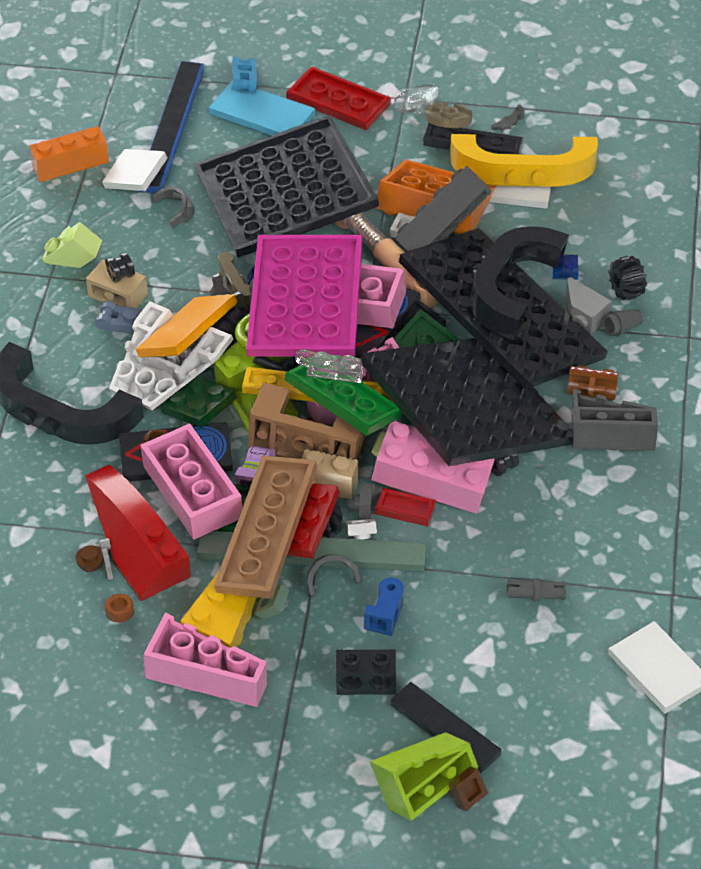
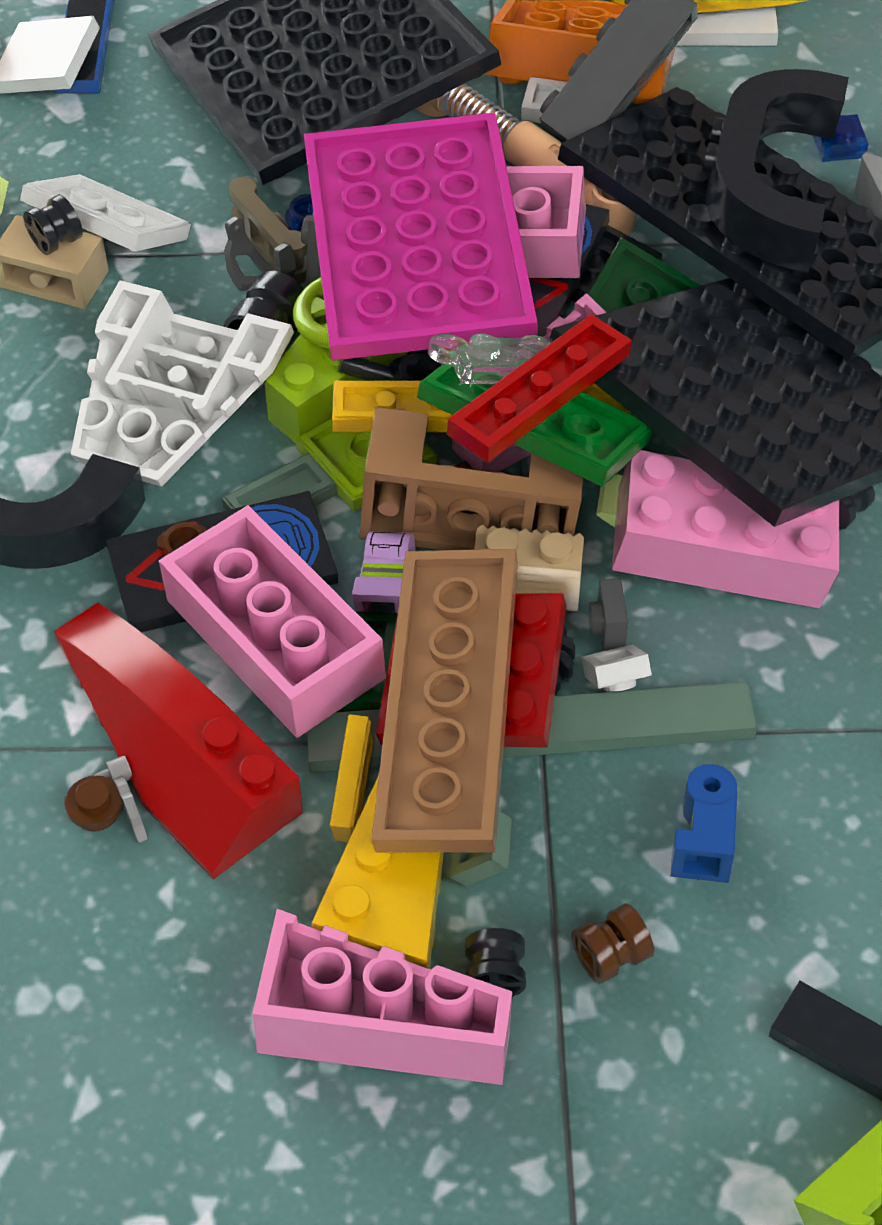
camera: 10 degrees left, 5 degrees up
(119, 608) = (173, 902): dark orange tile -> none
(124, 315) = (62, 319): sand blue plate -> none
(152, 263) = (110, 212): none -> white tile
(182, 216) = (145, 125): dark grey helmet -> none
(186, 326) = (198, 319): light orange tile -> none
(198, 401) = (247, 459): dark green plate -> none
(215, 557) = (352, 777): none -> yellow tile
(267, 649) = (496, 958): none -> black wheel
(317, 563) = (560, 748): dark grey helmet -> none
(322, 652) = (612, 943): none -> reddish brown wheel
(343, 382) = (538, 388): none -> red plate
(366, 672) = (709, 975): black brick -> none
(405, 507) = (684, 613): red tile -> none

